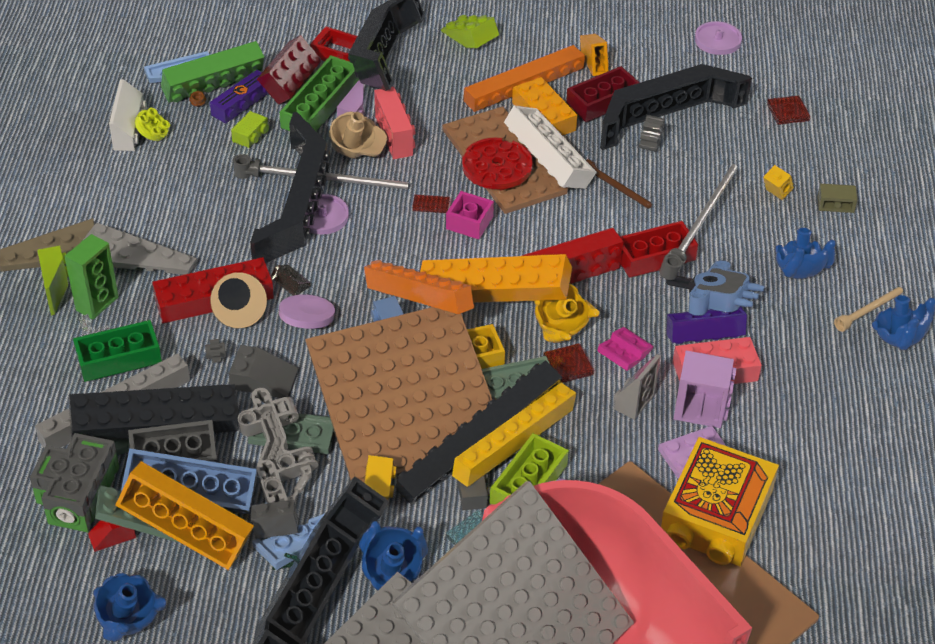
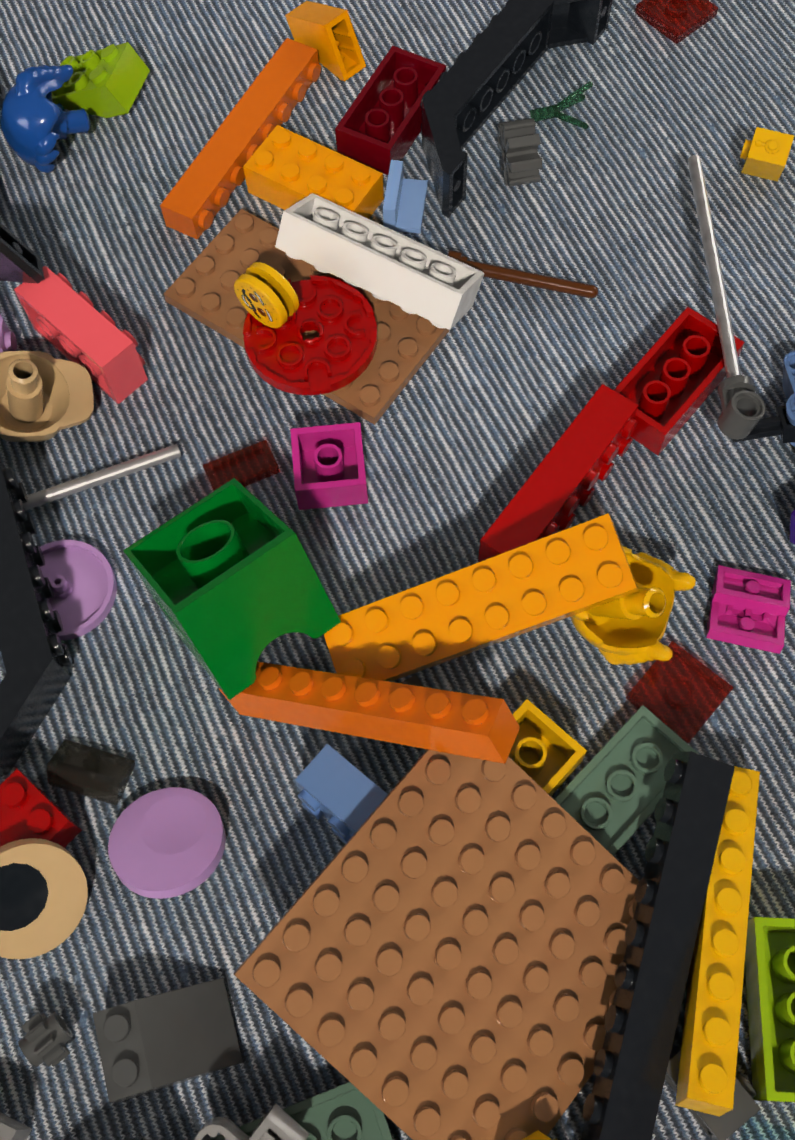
camera: 25 degrees left, 20 degrees up
(393, 222) = (231, 582): none -> green piece
(429, 31) = (36, 123): none -> blue piece
(484, 135) = (266, 295): none -> yellow head
(582, 133) = (403, 201): none -> light blue panel
(685, 126) = (554, 110): none -> clear green plant

